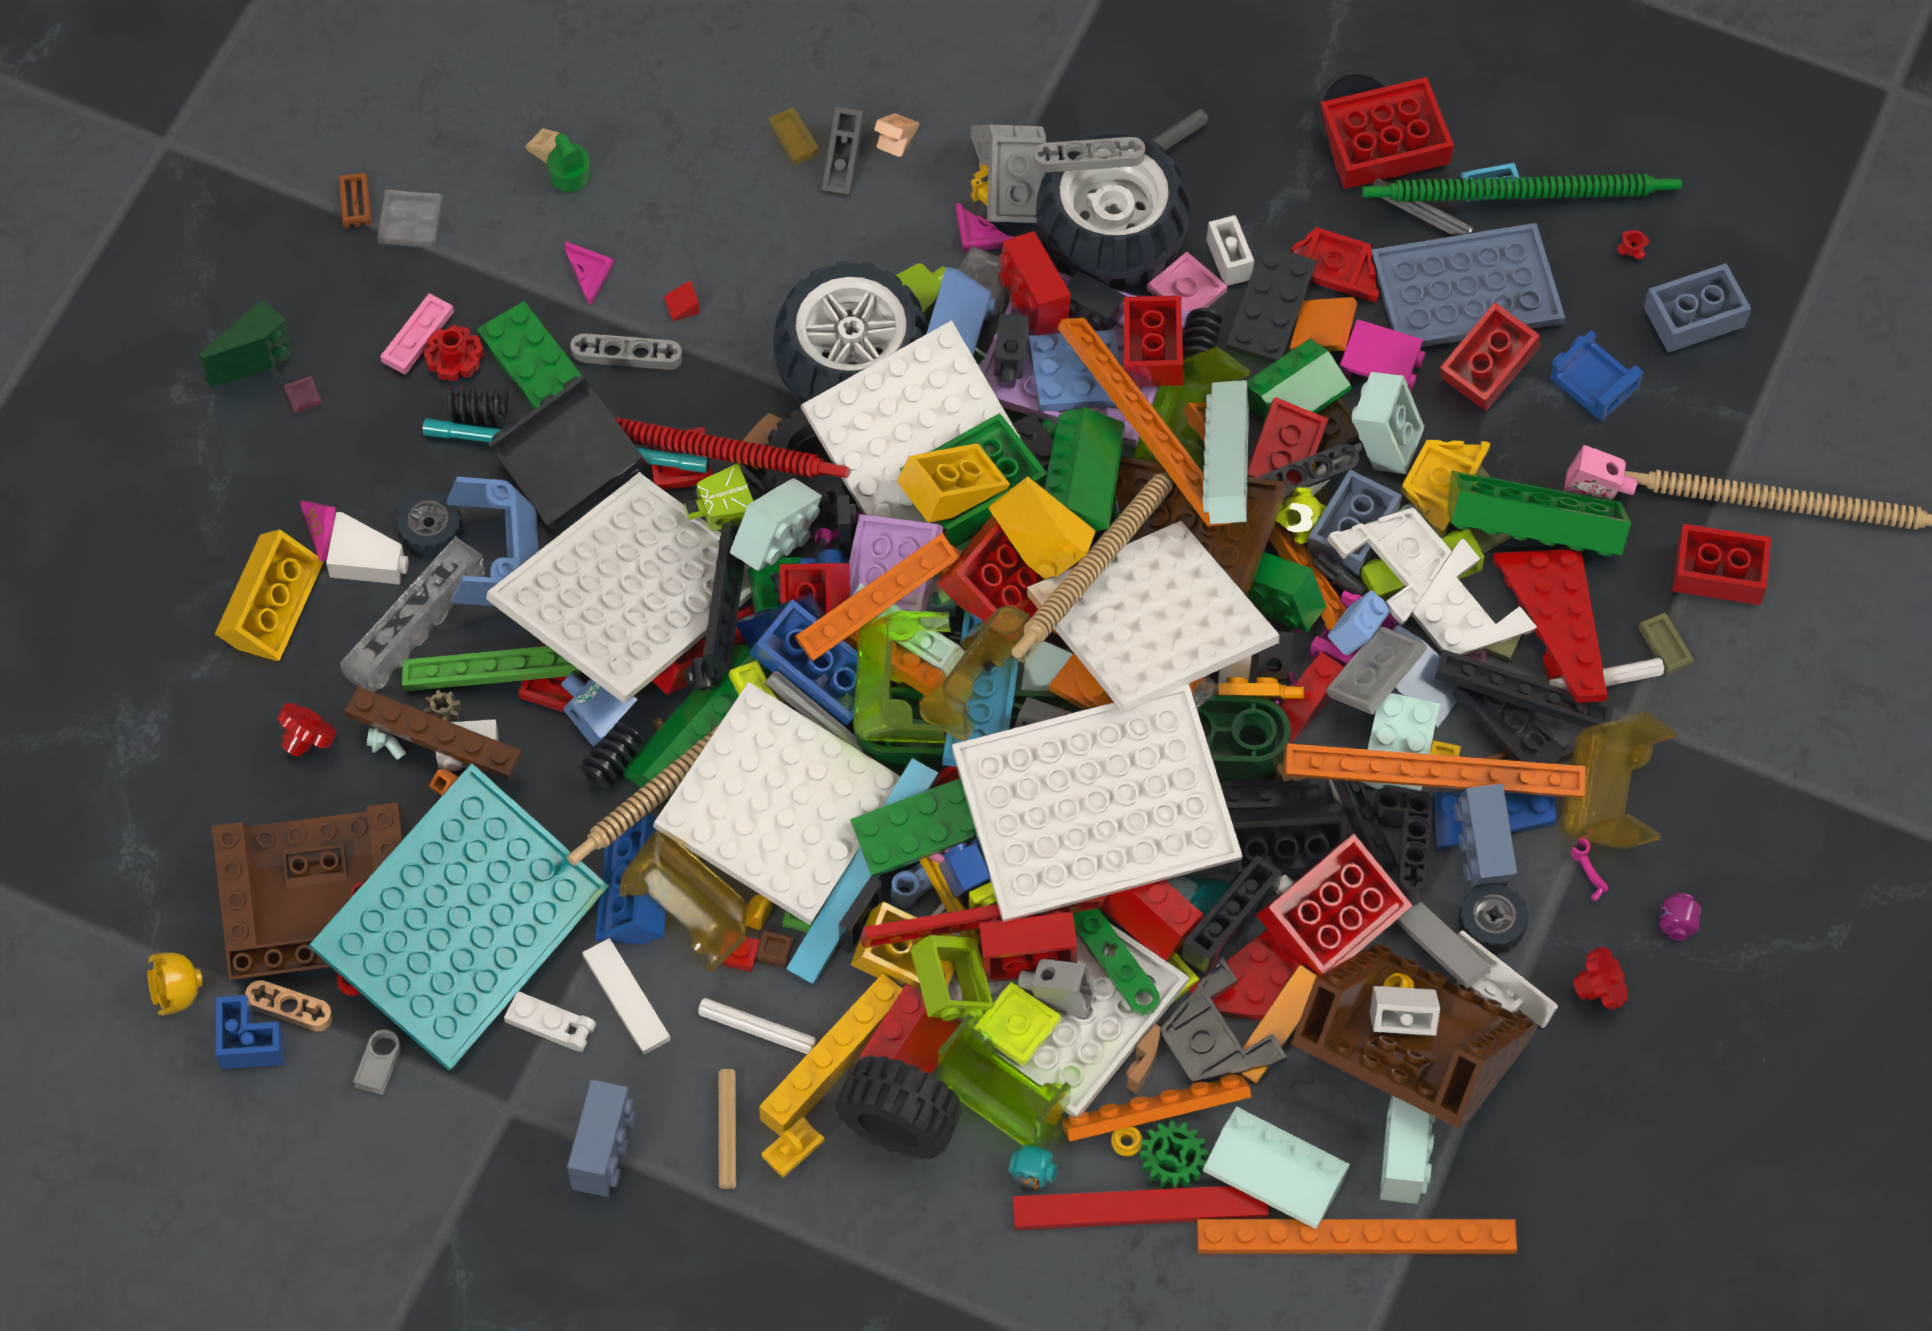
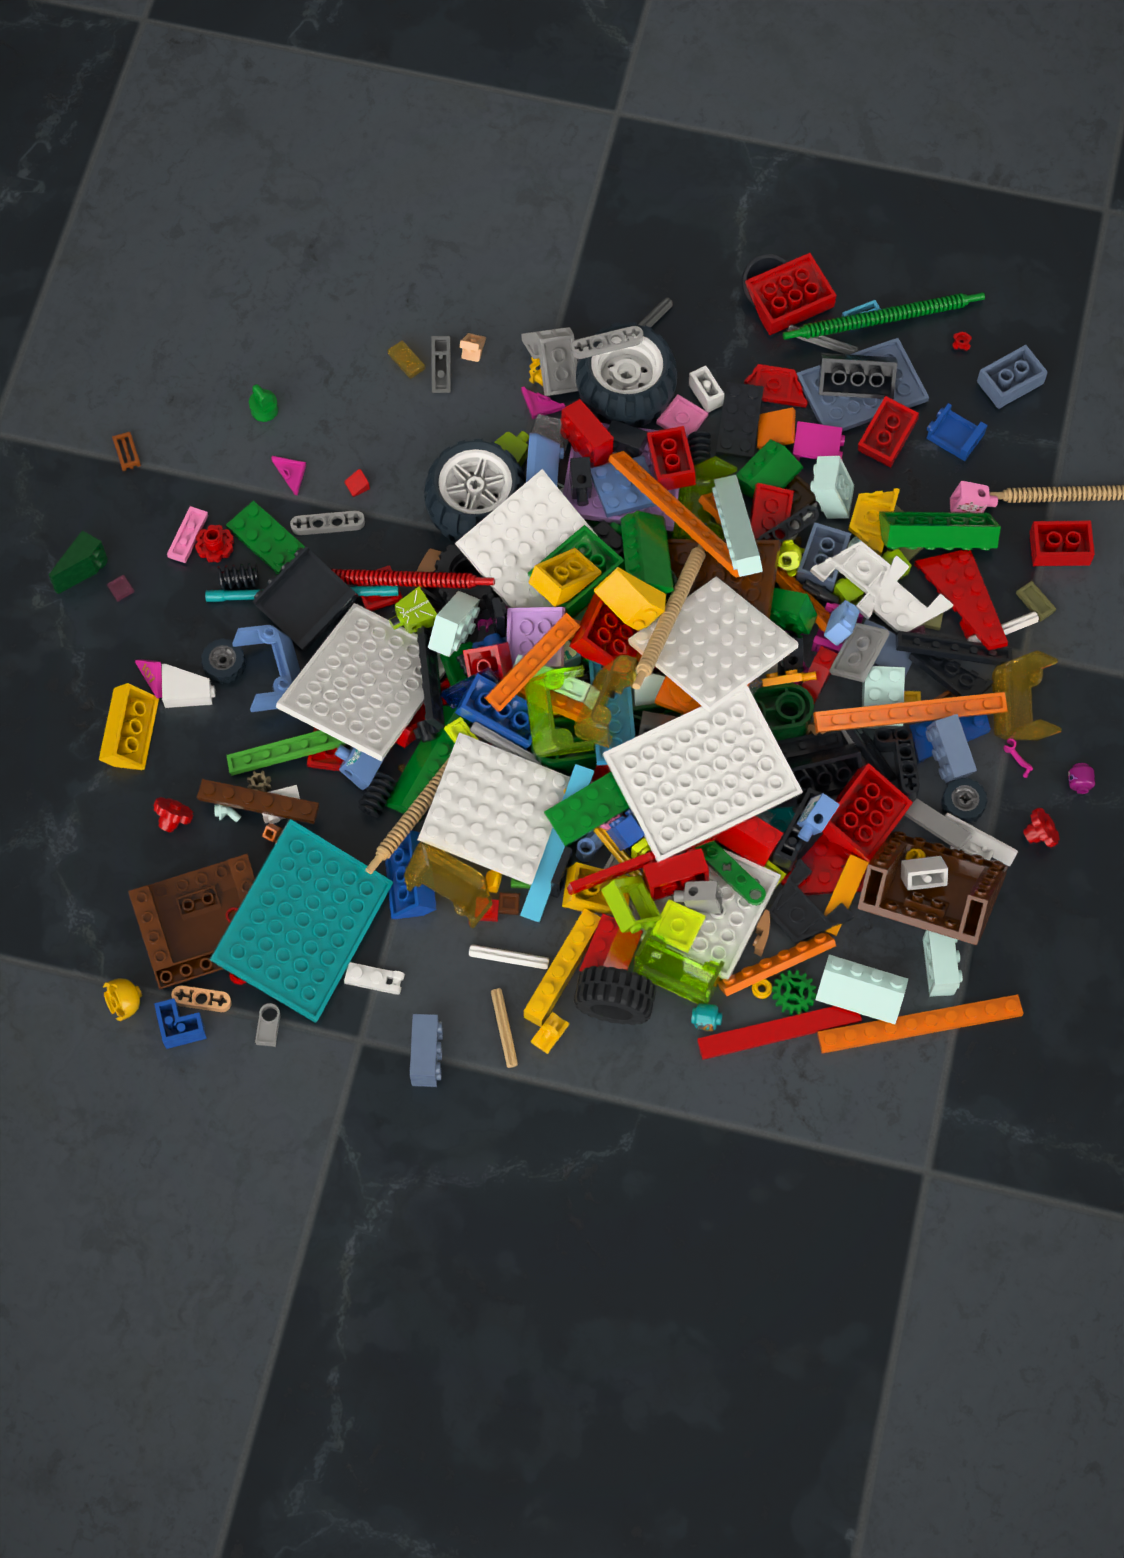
camera: 10 degrees left, 5 degrees up
(410, 218) = (166, 457): clear plate -> none
(411, 617) = (226, 725): clear brick -> none
(542, 144) = (243, 392): tan slope -> none
(626, 996) = (420, 952): white tile -> none
(1263, 890) = (816, 816): none -> medium blue torso
(1460, 268) = (857, 376): none -> black slope

